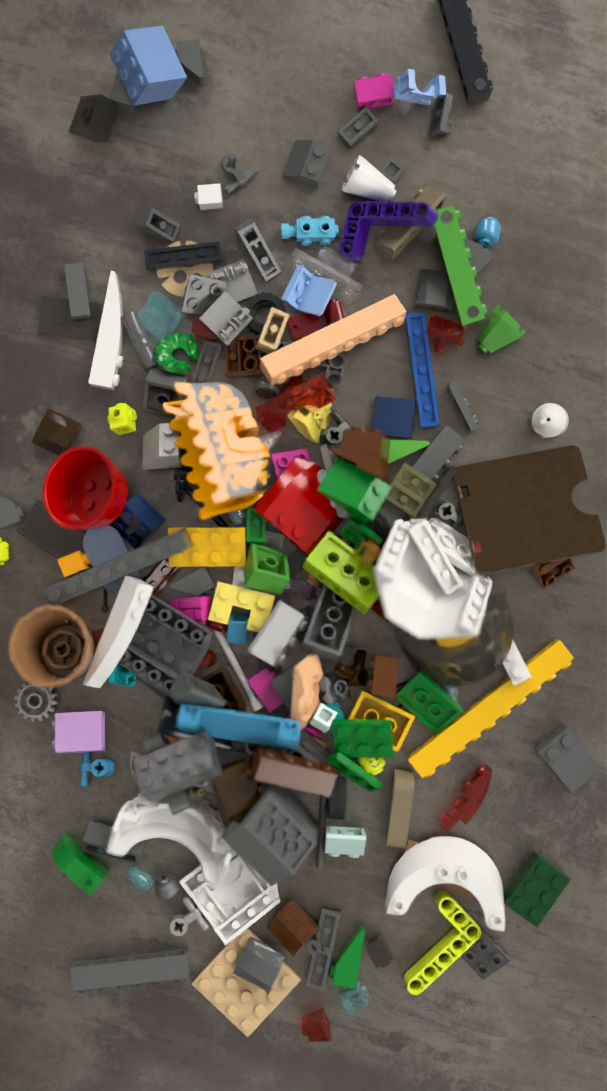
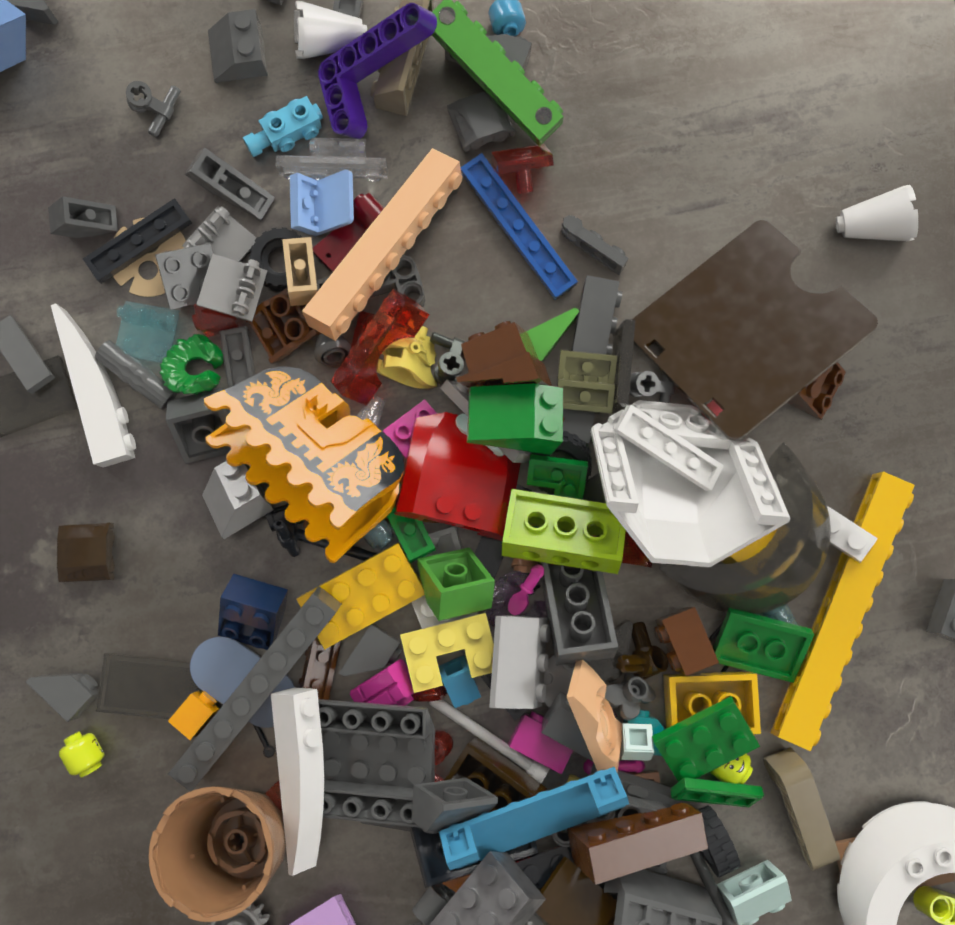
camera: 30 degrees left, 5 degrees down
(84, 489) = (156, 607): red piece -> none
(122, 419) = (162, 488): neon yellow brick -> none
(122, 676) = (337, 832): teal bracket -> none
(209, 196) = (133, 151): white brick -> none
(299, 599) = (520, 601): none -> dark pink piece
(371, 553) = (584, 487): pearl gold piece -> none
(394, 416) = (514, 300): dark blue slope -> none
(474, 793) = (887, 732): clear red slope -> none
(499, 331) = (588, 125): bright green cone -> none
(557, 424) = (709, 215): white helmet -> none

